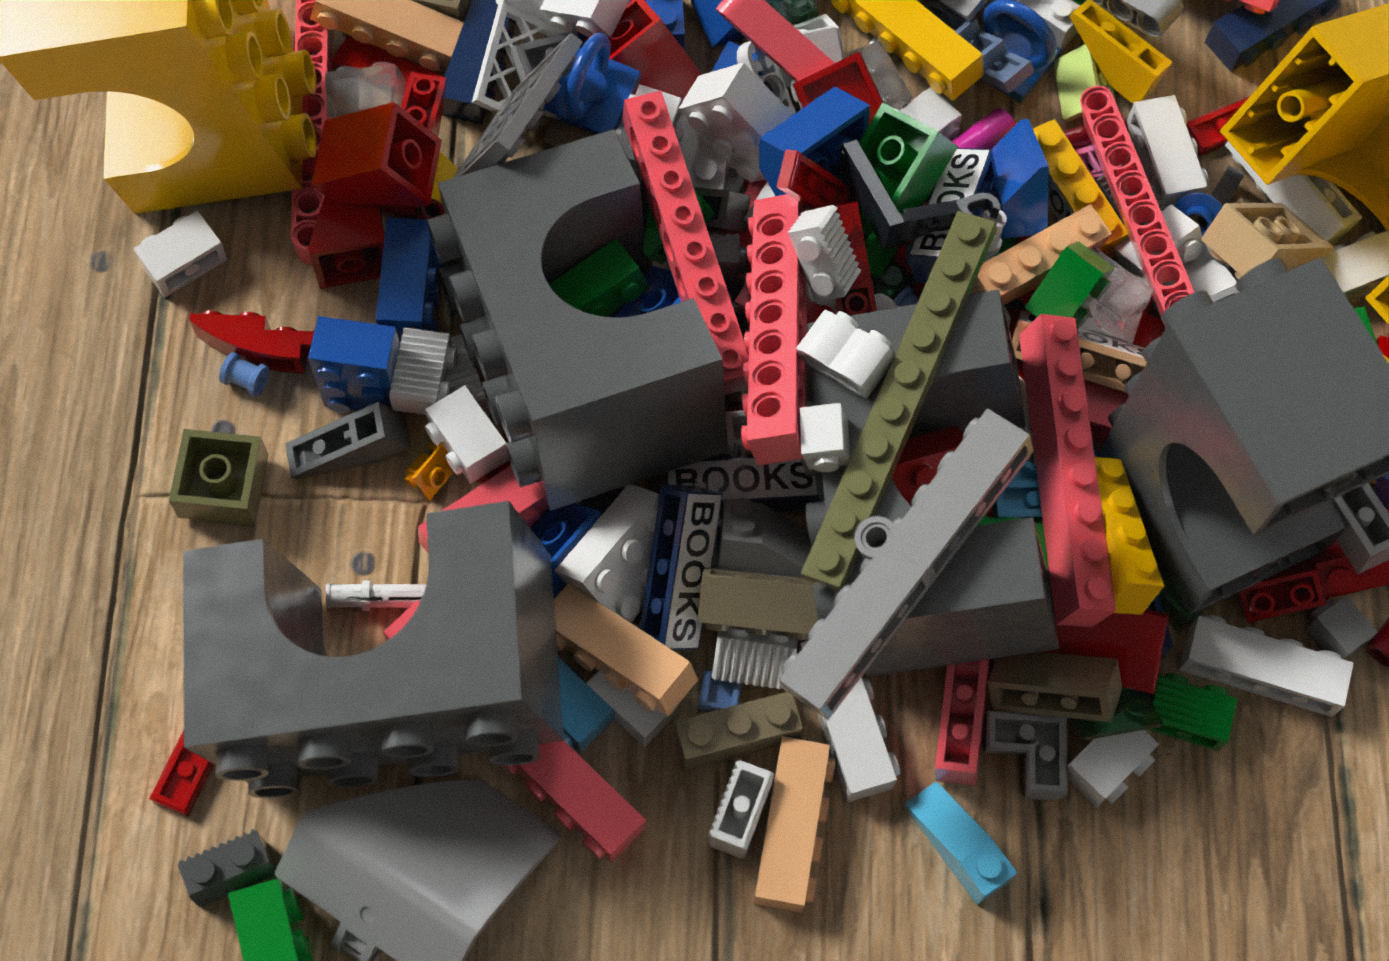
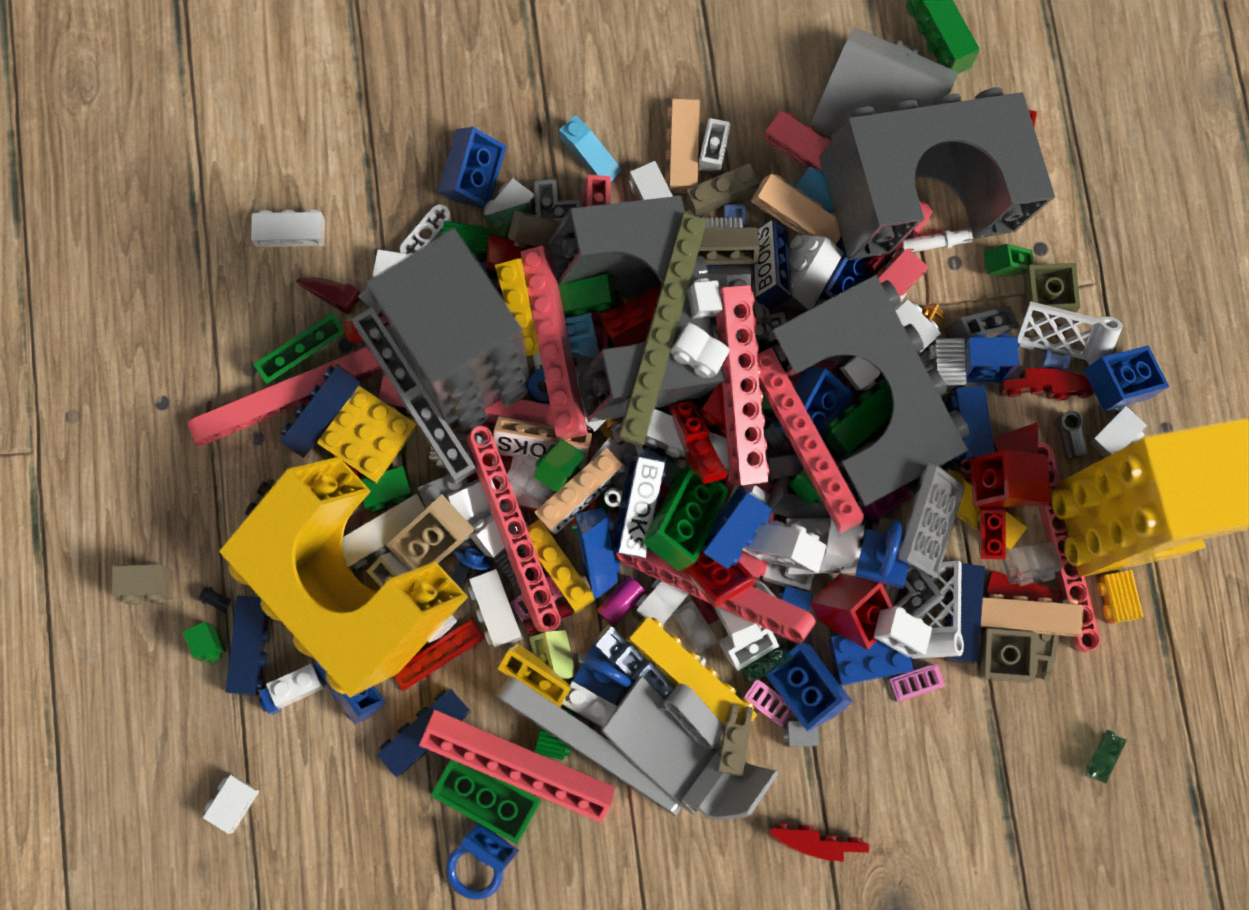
camera: 175 degrees right, 10 degrees up
(144, 313) = (1126, 378): none -> blue brick
(177, 382) = (1100, 338): none -> white piece
(227, 868) = (984, 77): dark grey brick -> none
(251, 264) = (1072, 438): none -> dark grey piece
(285, 531) = (1007, 260): none -> green slope
(810, 182) = (731, 488): red tile -> none
(824, 253) = (719, 435): white brick -> none
(885, 220) = (665, 475): black hinge -> none
(906, 564) = (649, 225): light grey hinge -> none
(1172, 840) = (472, 167): none -> blue slope
(1266, 713) = (431, 216): none -> white beam

